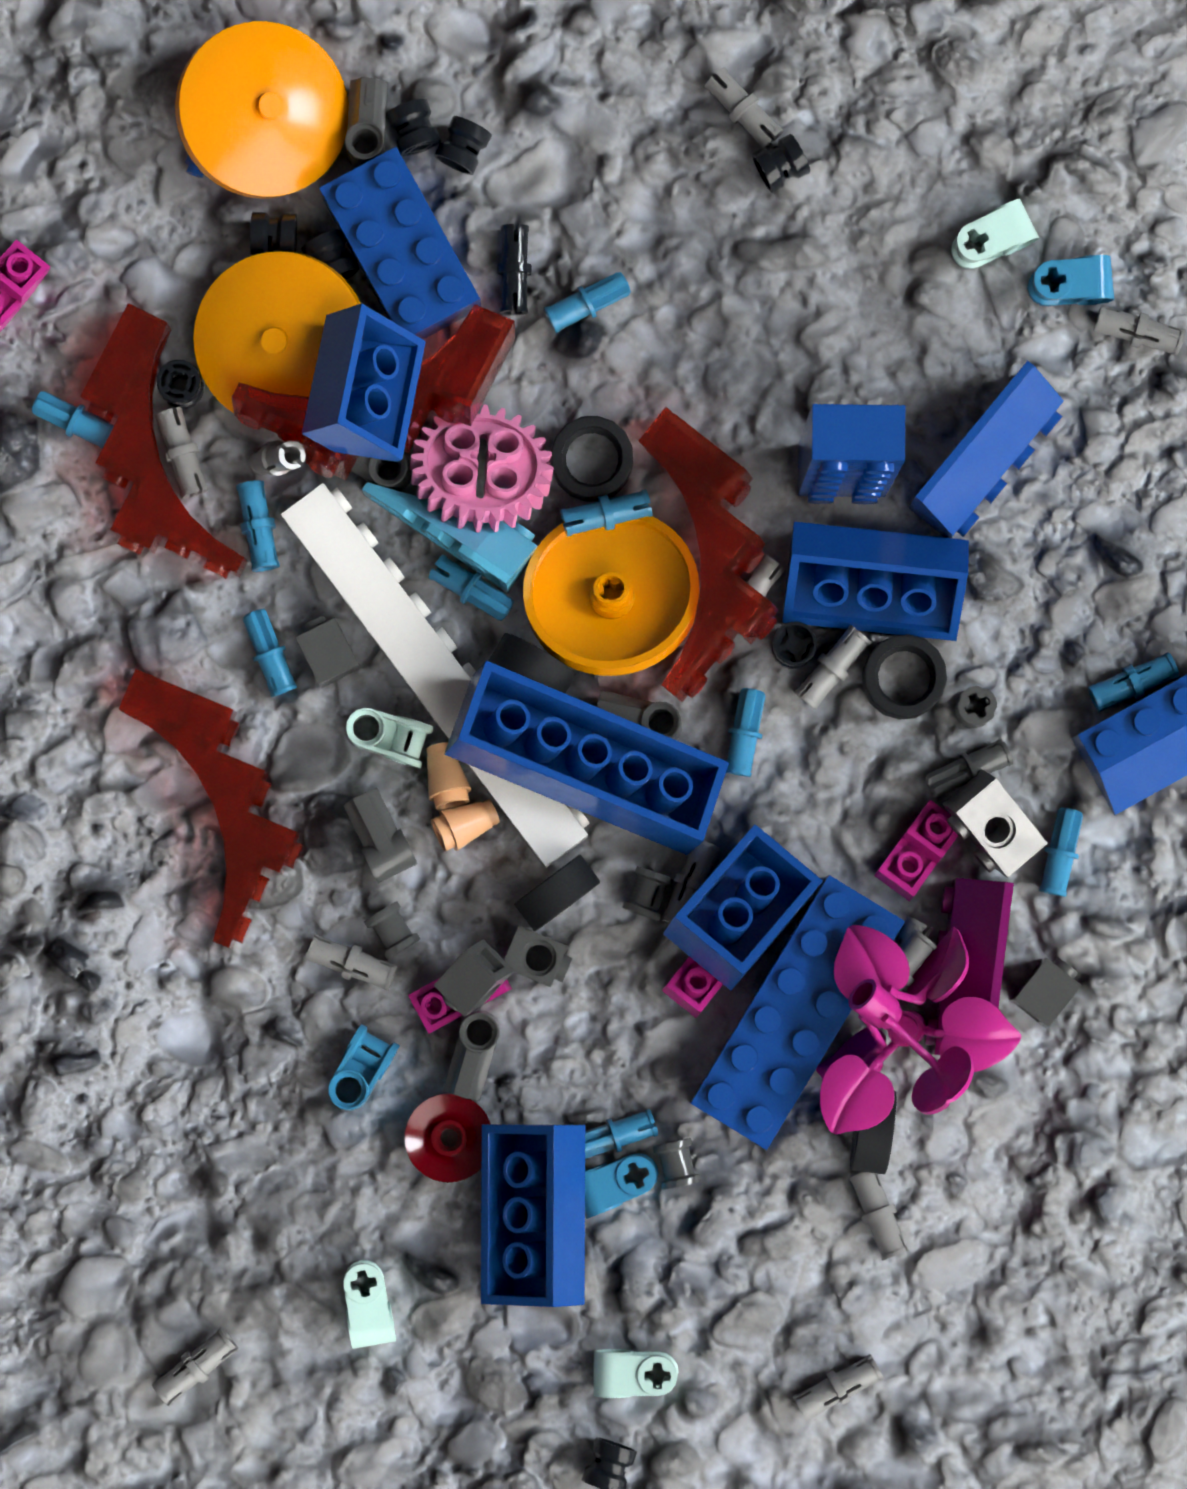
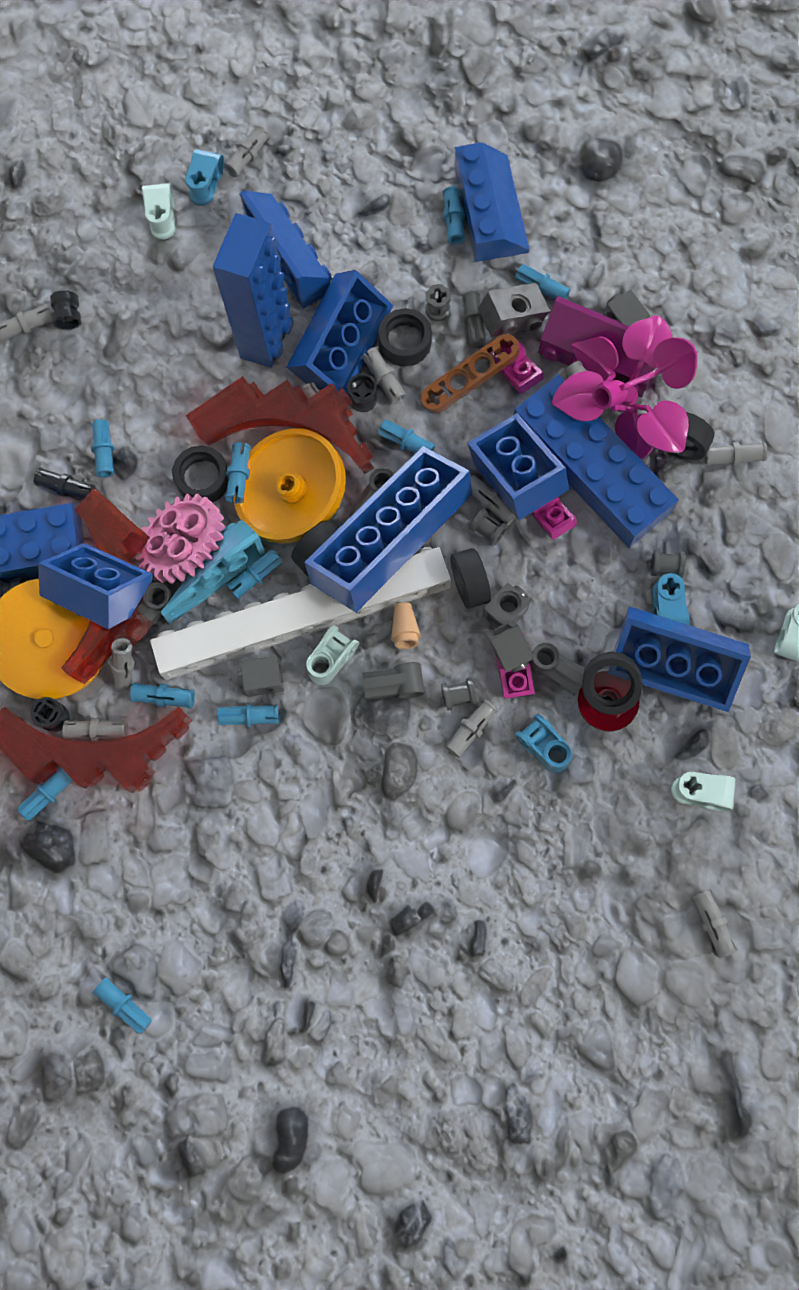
camera: 65 degrees left, 10 degrees down
(251, 843) = (370, 766): clear red arch -> none
(435, 1134) = (619, 705): none -> black tyre
(446, 779) = (371, 628): light nougat cone -> none
(619, 1133) = (637, 592): dark azure axle -> none
(872, 792) = (467, 370): none -> dark orange beam

